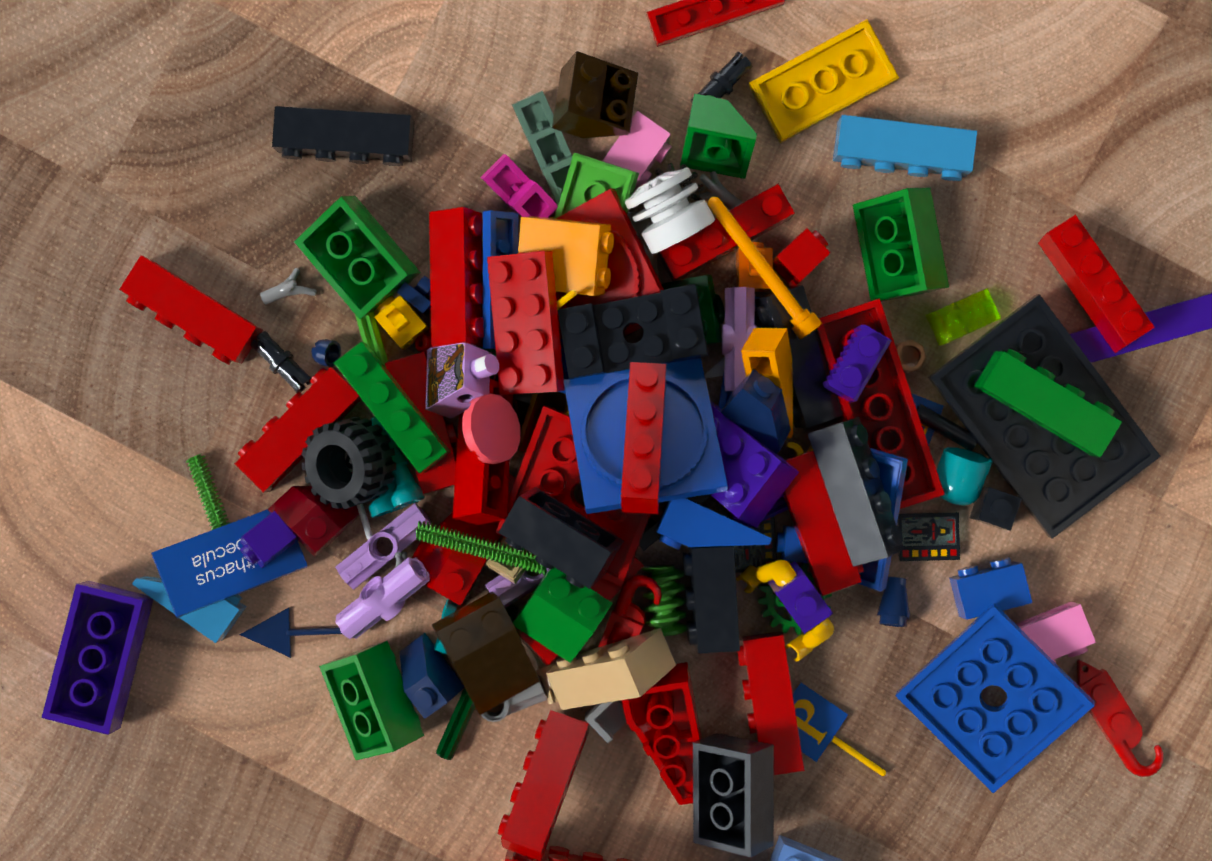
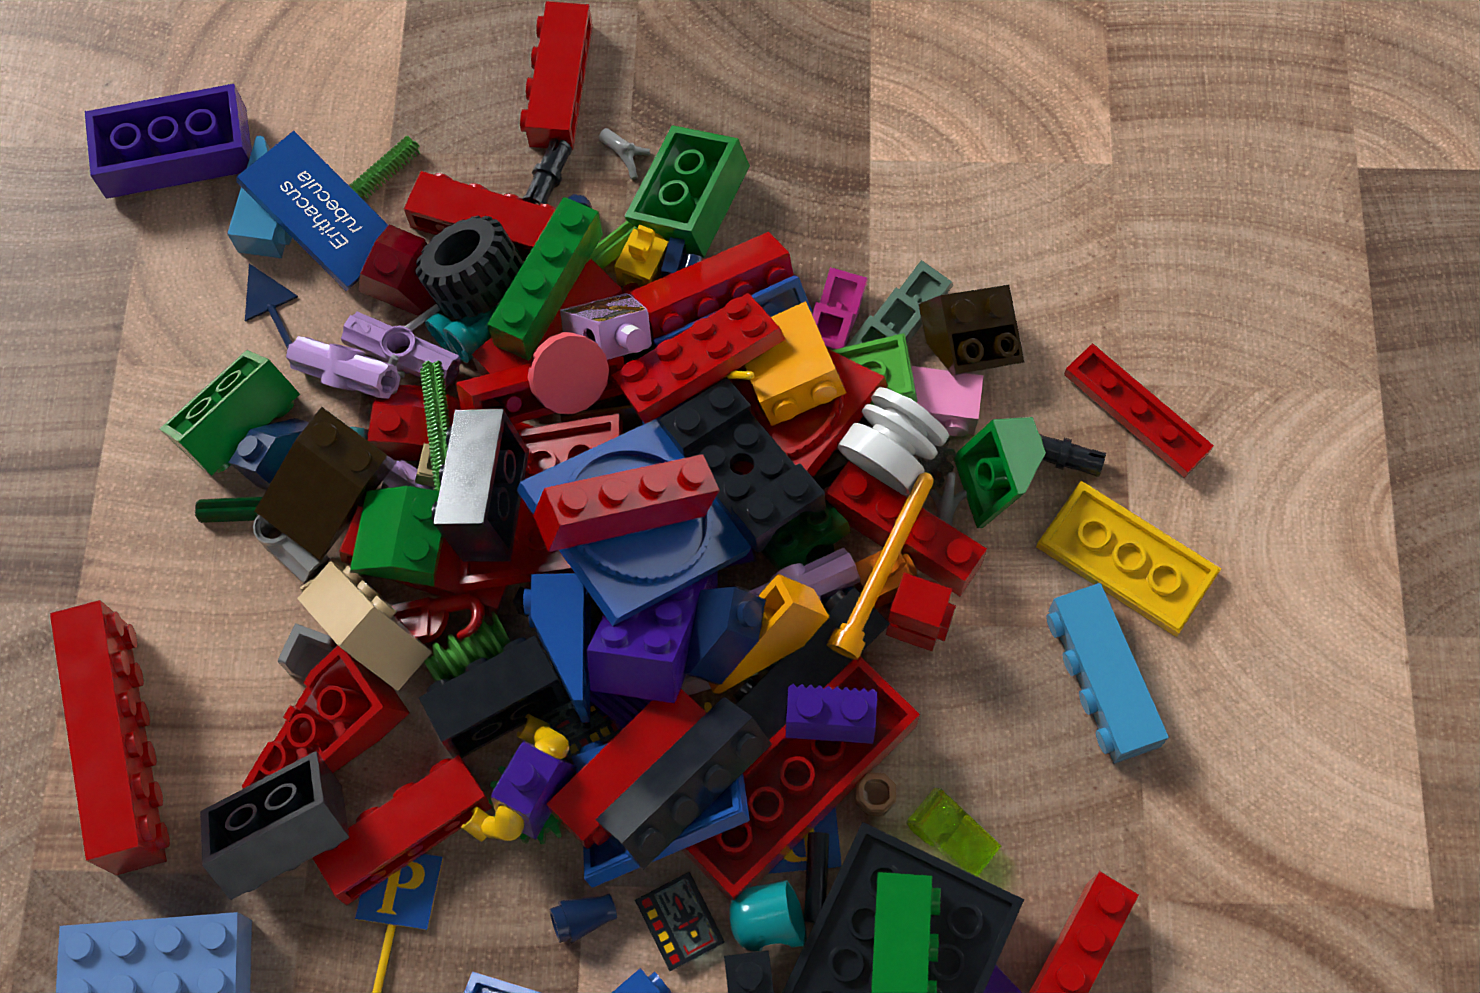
camera: 70 degrees right, 20 degrees down
(266, 540) = (353, 229): dark purple brick -> none
(343, 134) = (805, 129): black brick -> none
(544, 785) = (201, 612): red brick -> none
(900, 244) = (997, 723): green slope -> none

